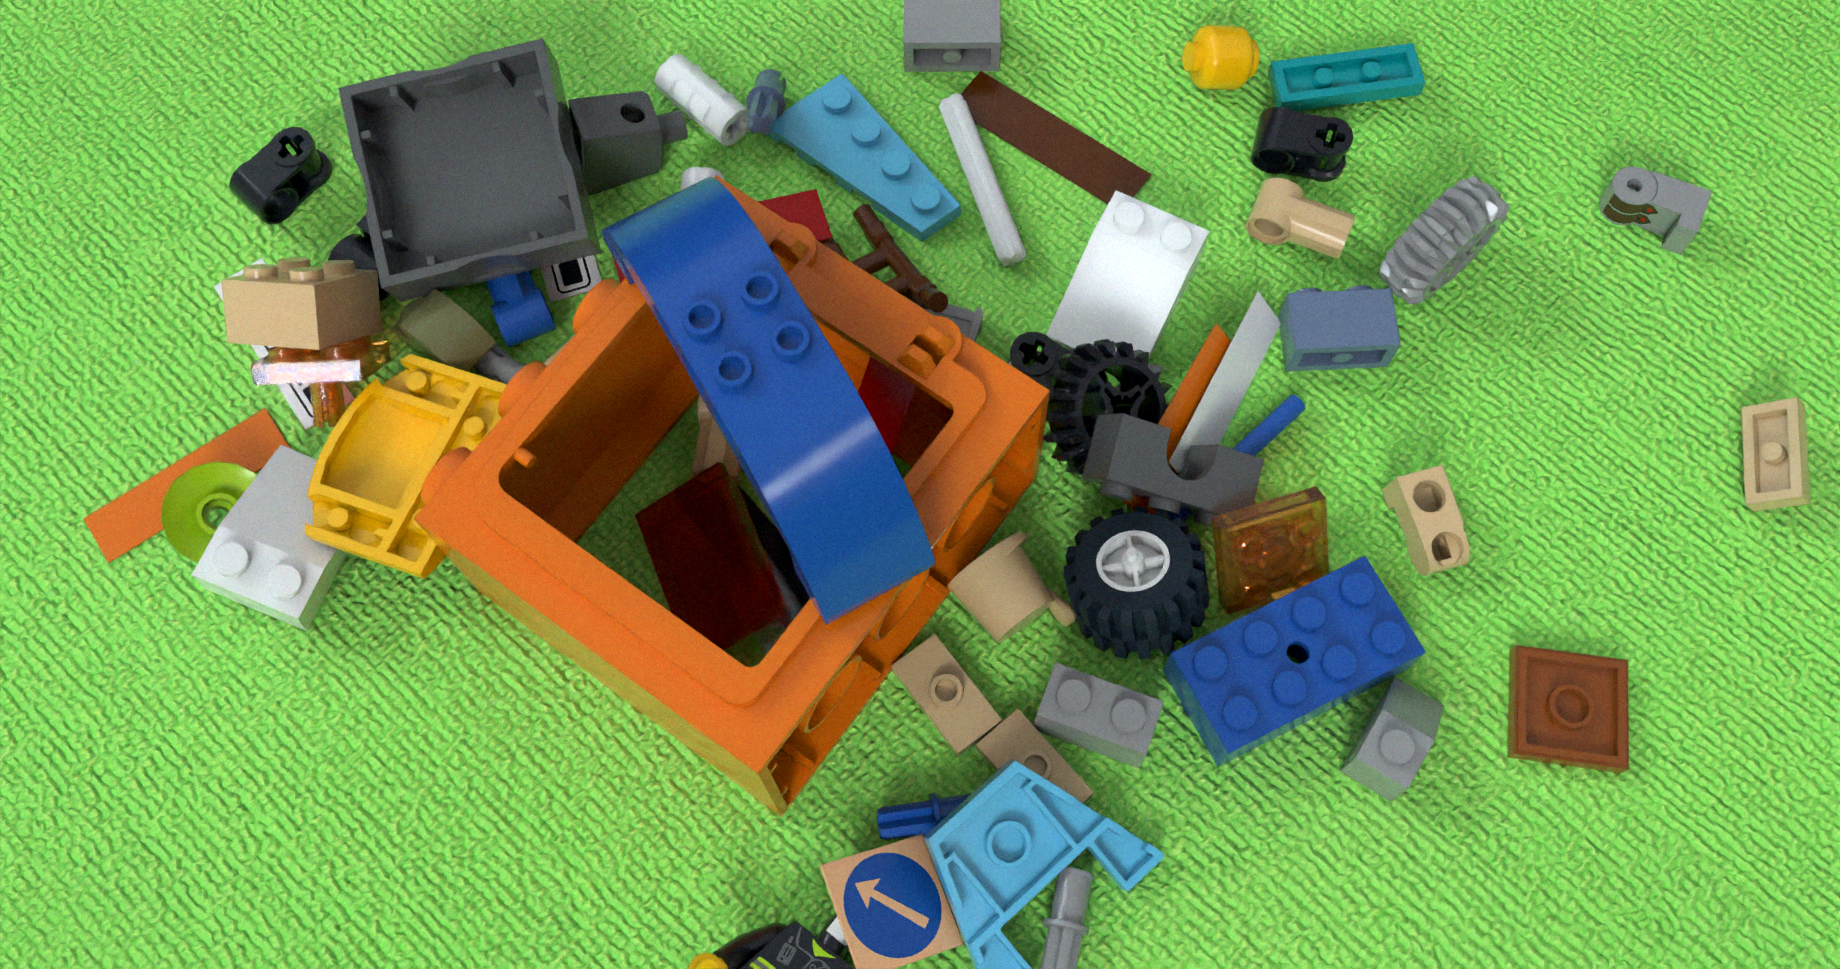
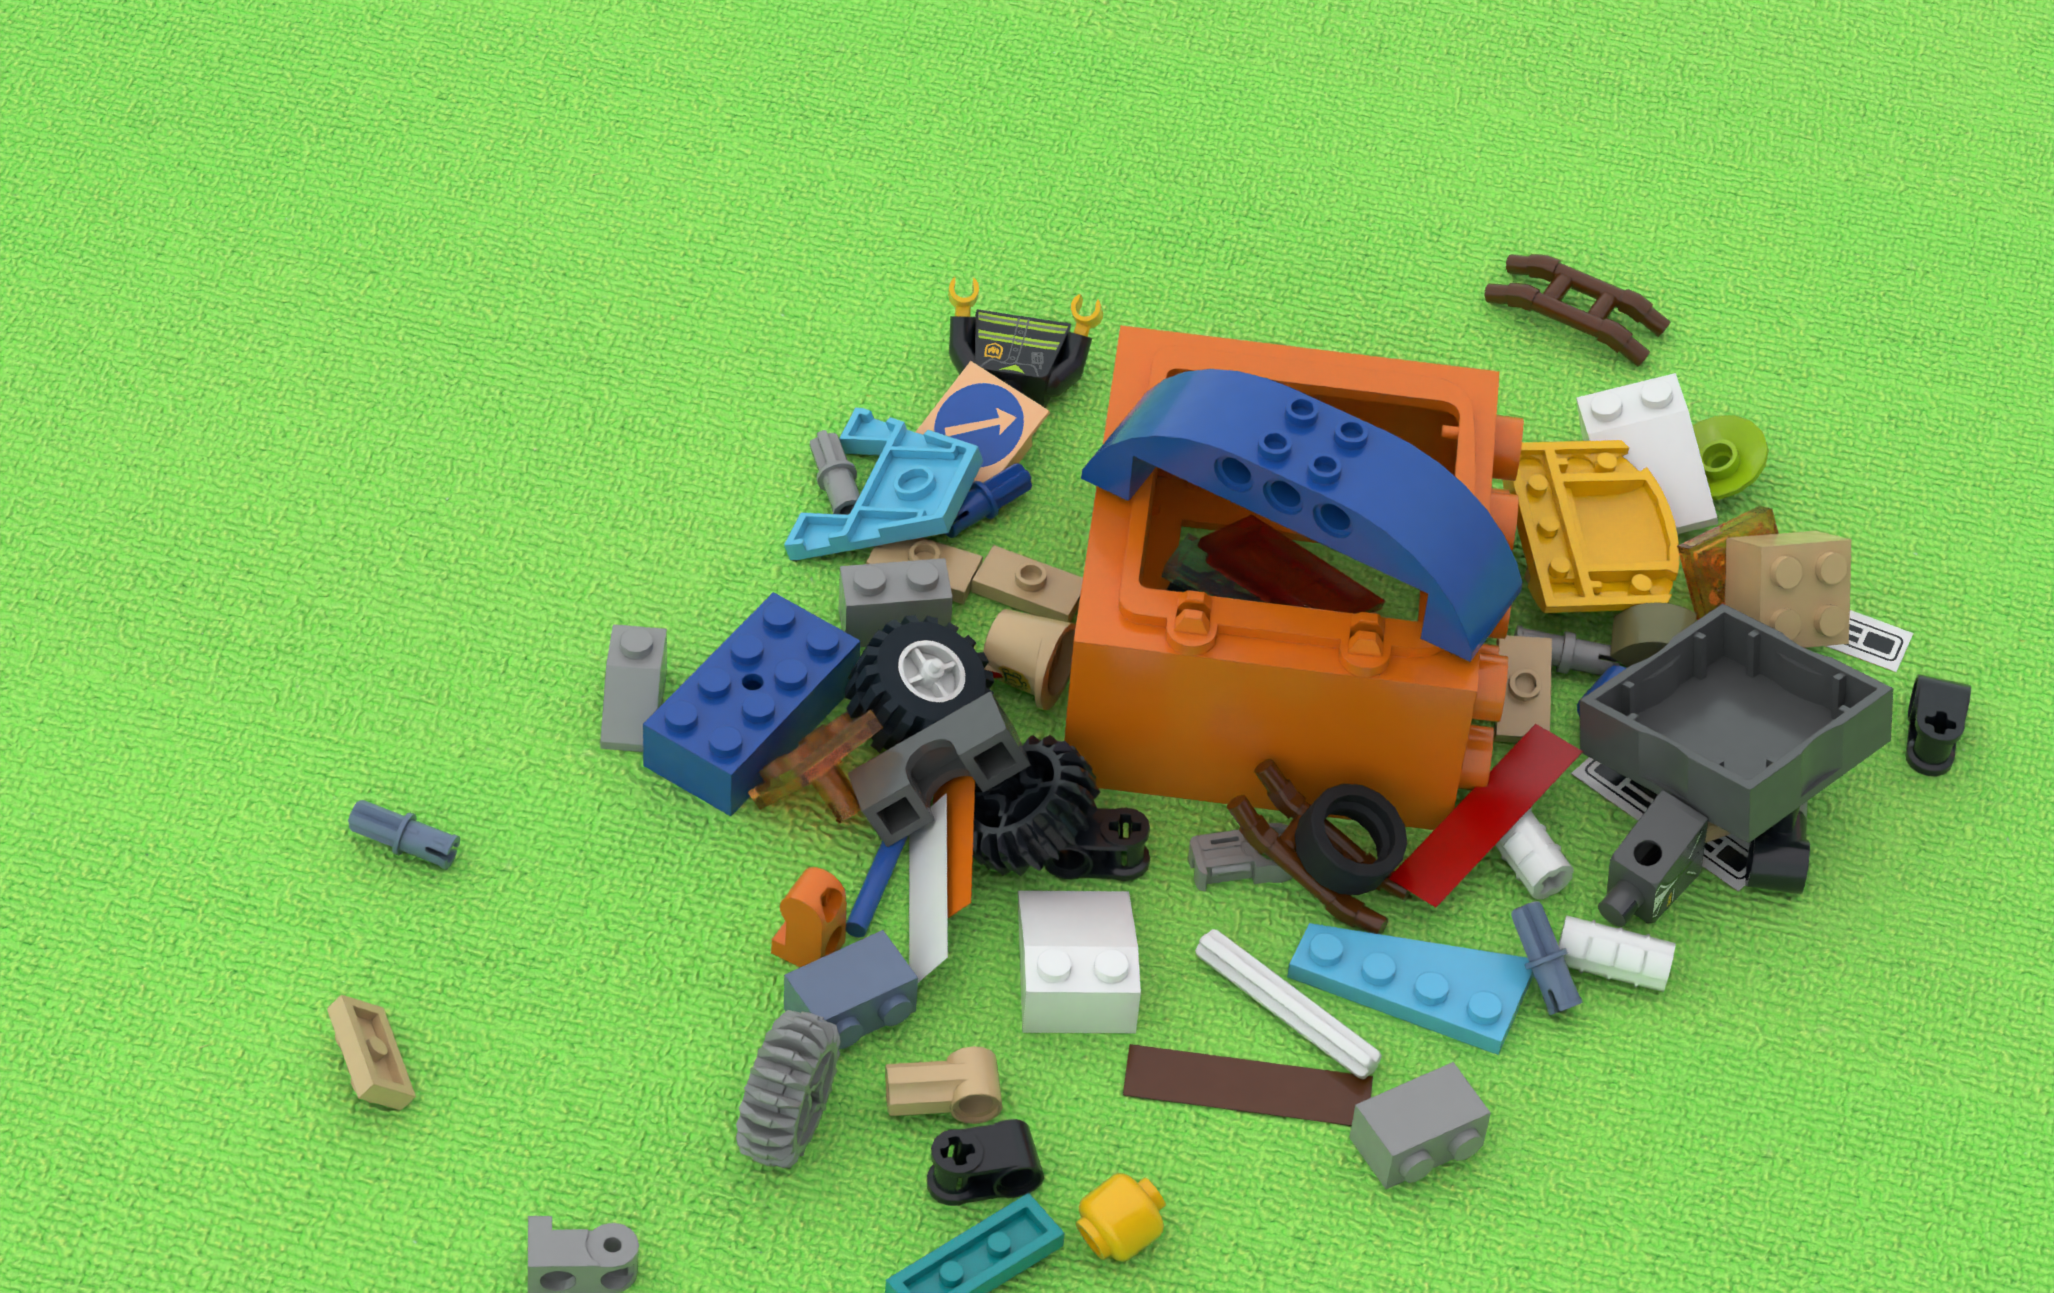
camera: 145 degrees right, 20 degrees down
(137, 513) = (1789, 470): orange sticker -> none
(209, 793) = (1593, 322): none -> reddish brown piece
(860, 222) = (1374, 815): none -> black tyre
(1345, 396) = (813, 918): none -> orange leg
(1429, 520) = (686, 865): tan leg -> none
(1568, 709) = (489, 782): dark orange tile -> none
(1677, 676) = (404, 833): none -> sand blue axle

